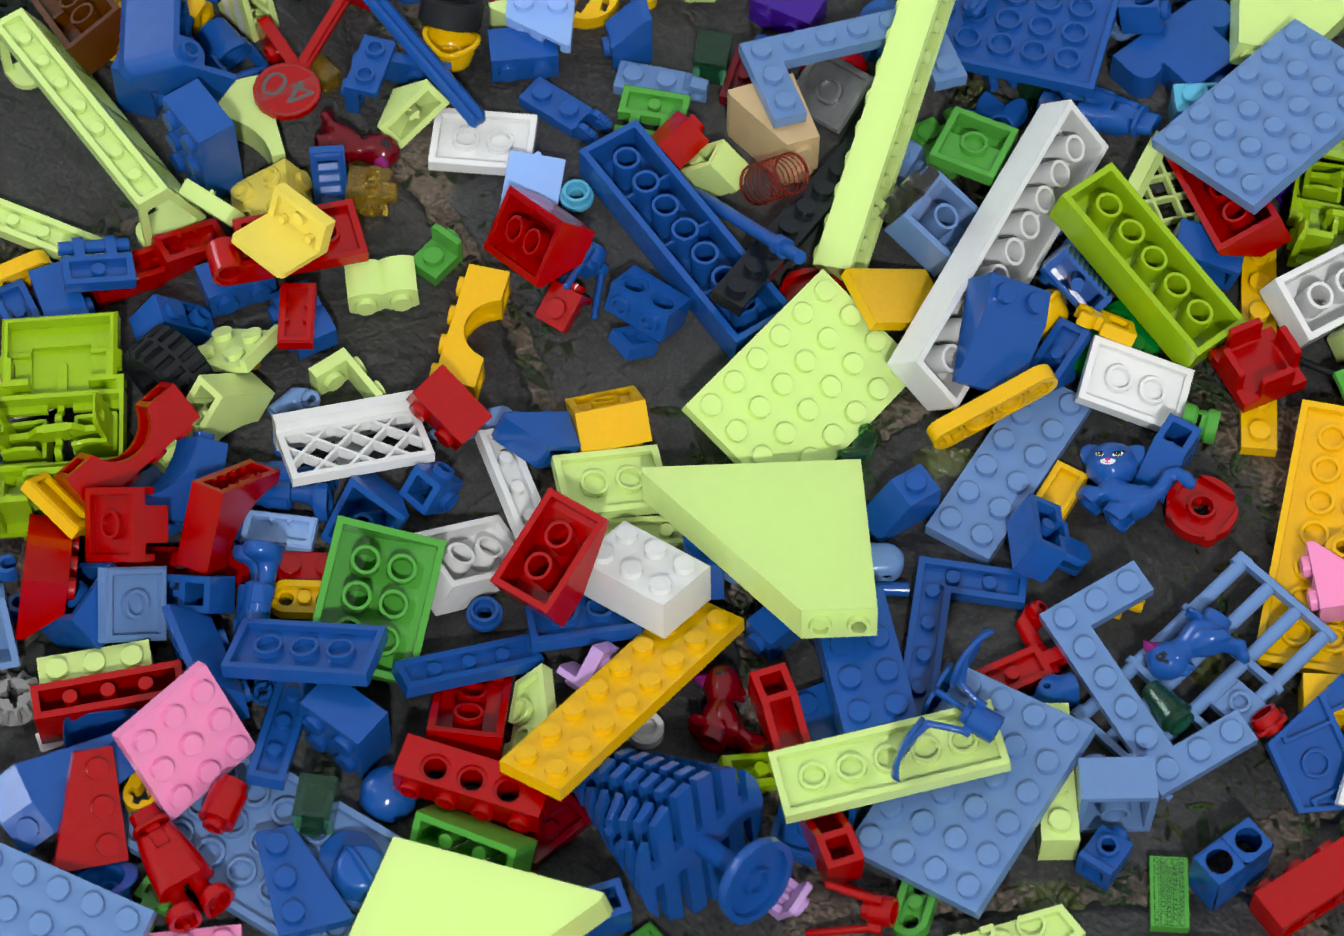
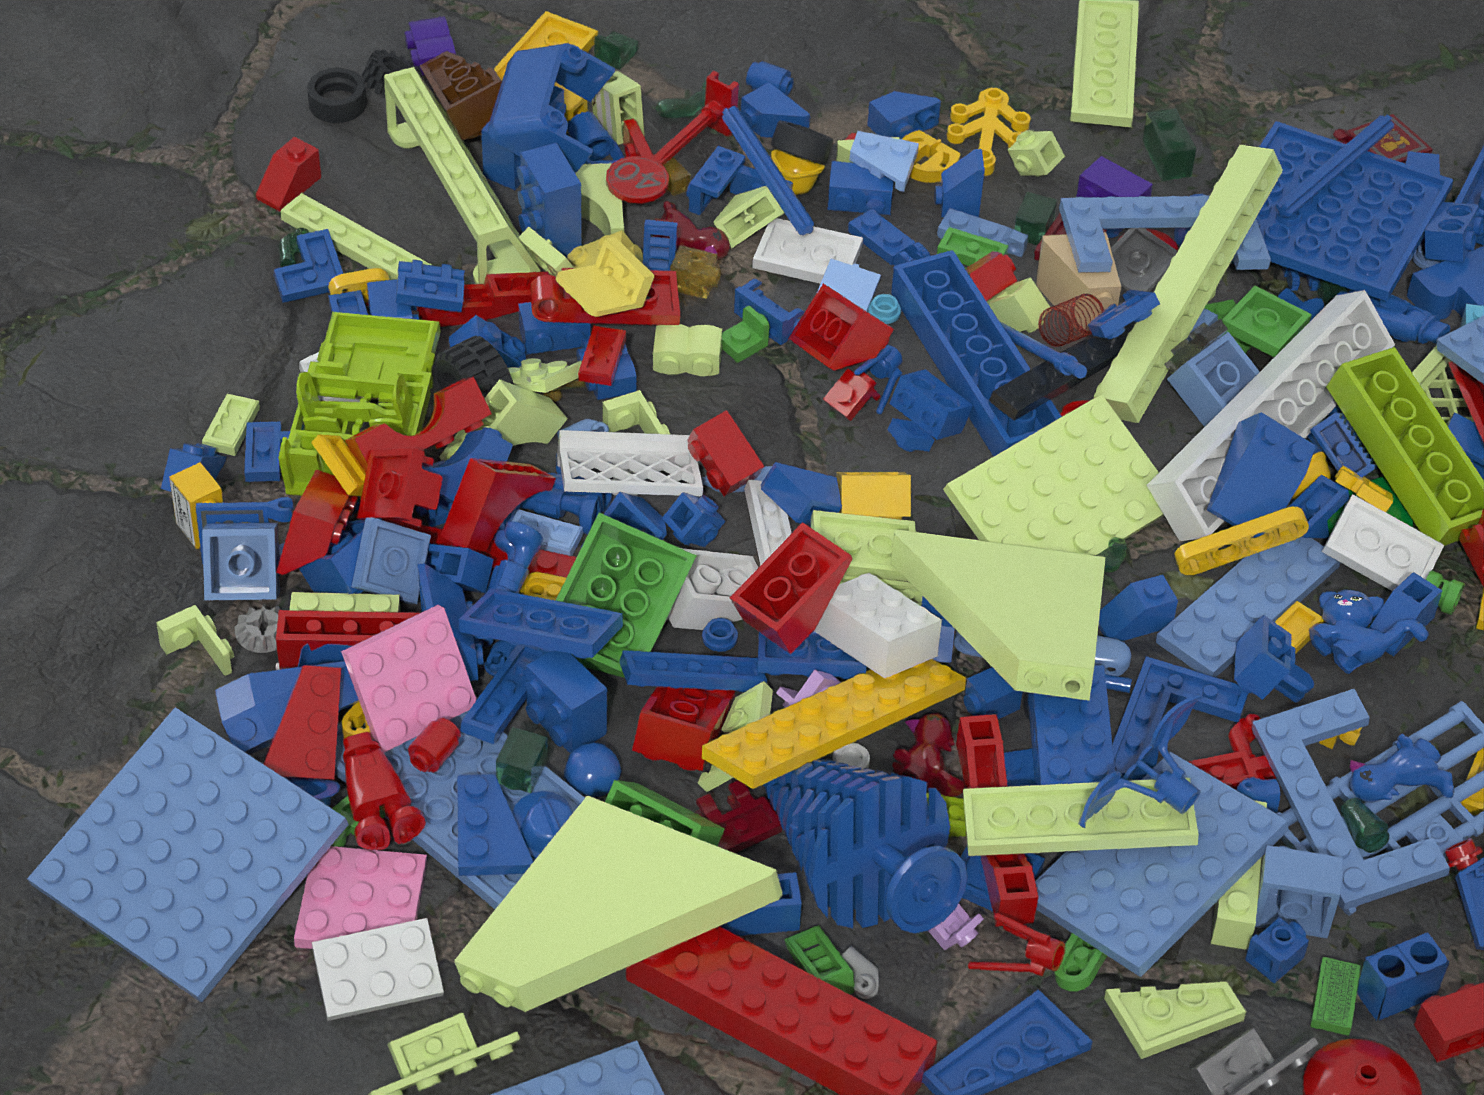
camera: 10 degrees right, 10 degrees down
(423, 756) = (660, 754): red brick -> none
(469, 227) = (780, 321): none -> blue hinge
(481, 299) = (775, 377): yellow arch -> none
(822, 173) = (1114, 318): none -> blue wing
(887, 296) = (1156, 431): yellow tile -> none
(1197, 528) = (1425, 682): red plate -> none

